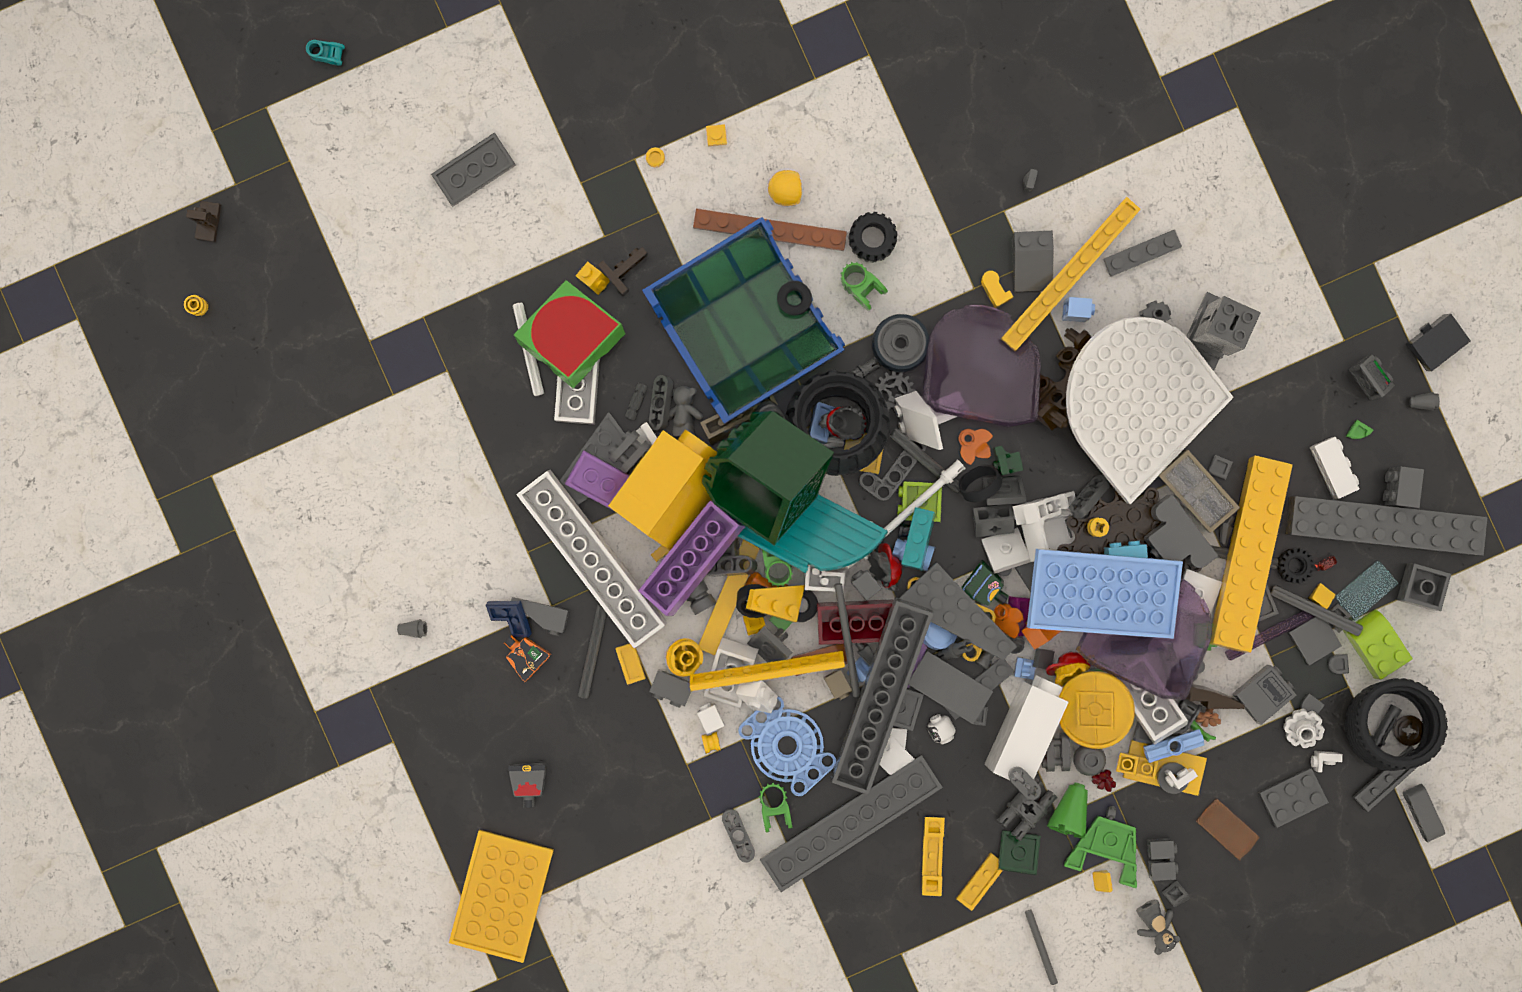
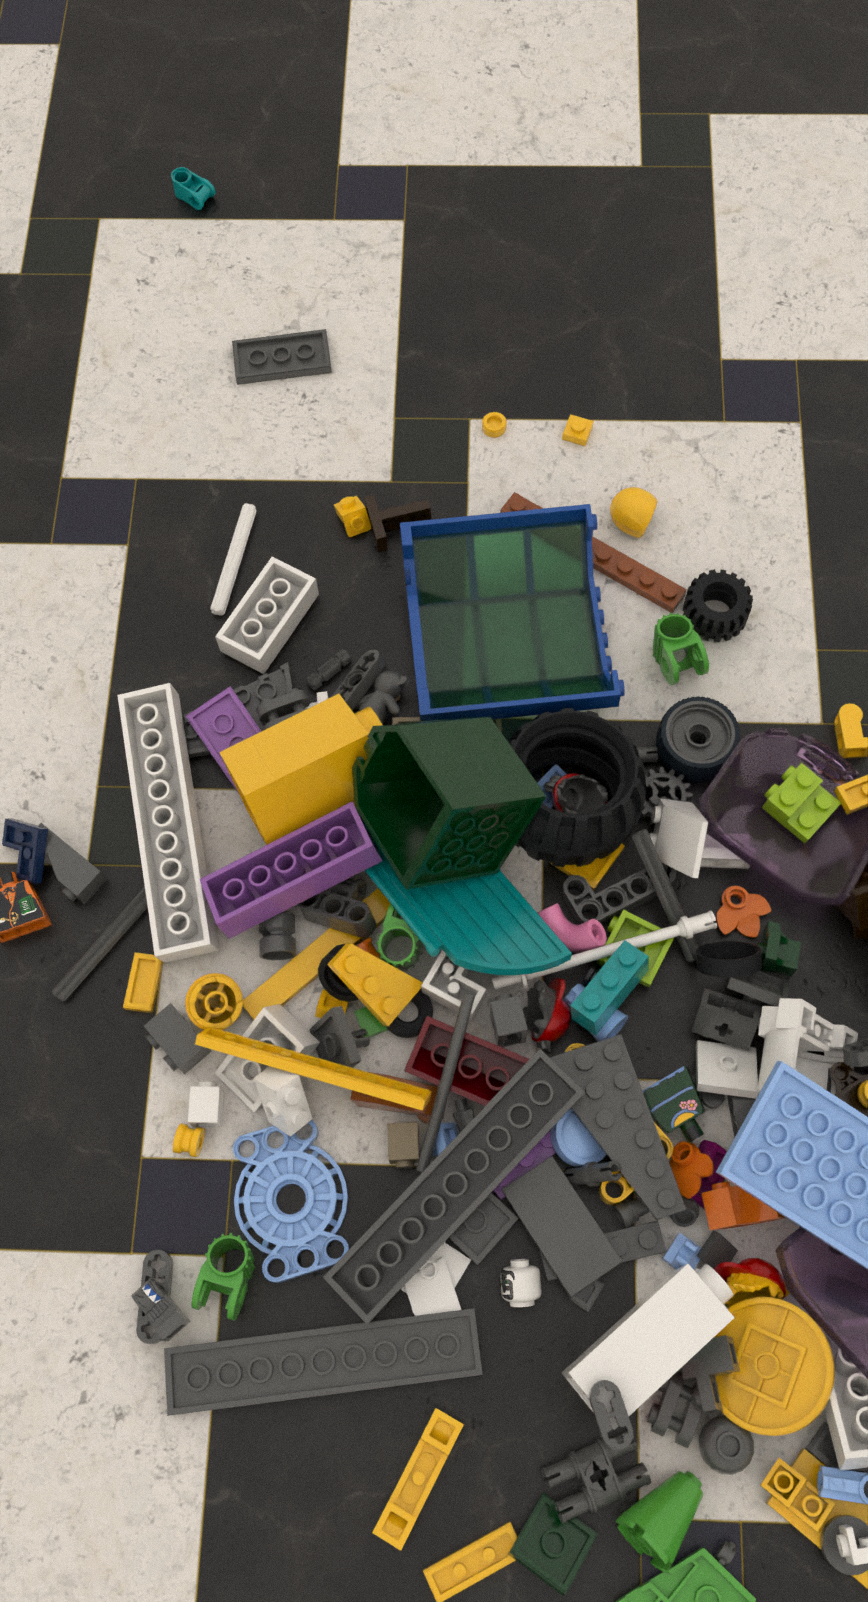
camera: 30 degrees right, 20 degrees down
(569, 333) = (289, 551): red tile -> none
(747, 841) = (160, 1310): none -> dark grey leg
(794, 286) = (581, 612): black tyre -> none
(876, 511) = (575, 937): none -> bright pink cylinder
(983, 357) = (800, 802): none -> lime plate
(1069, 720) = (714, 1359): none -> dark grey brick
(1103, 780) = (735, 1493): dark red plant -> none

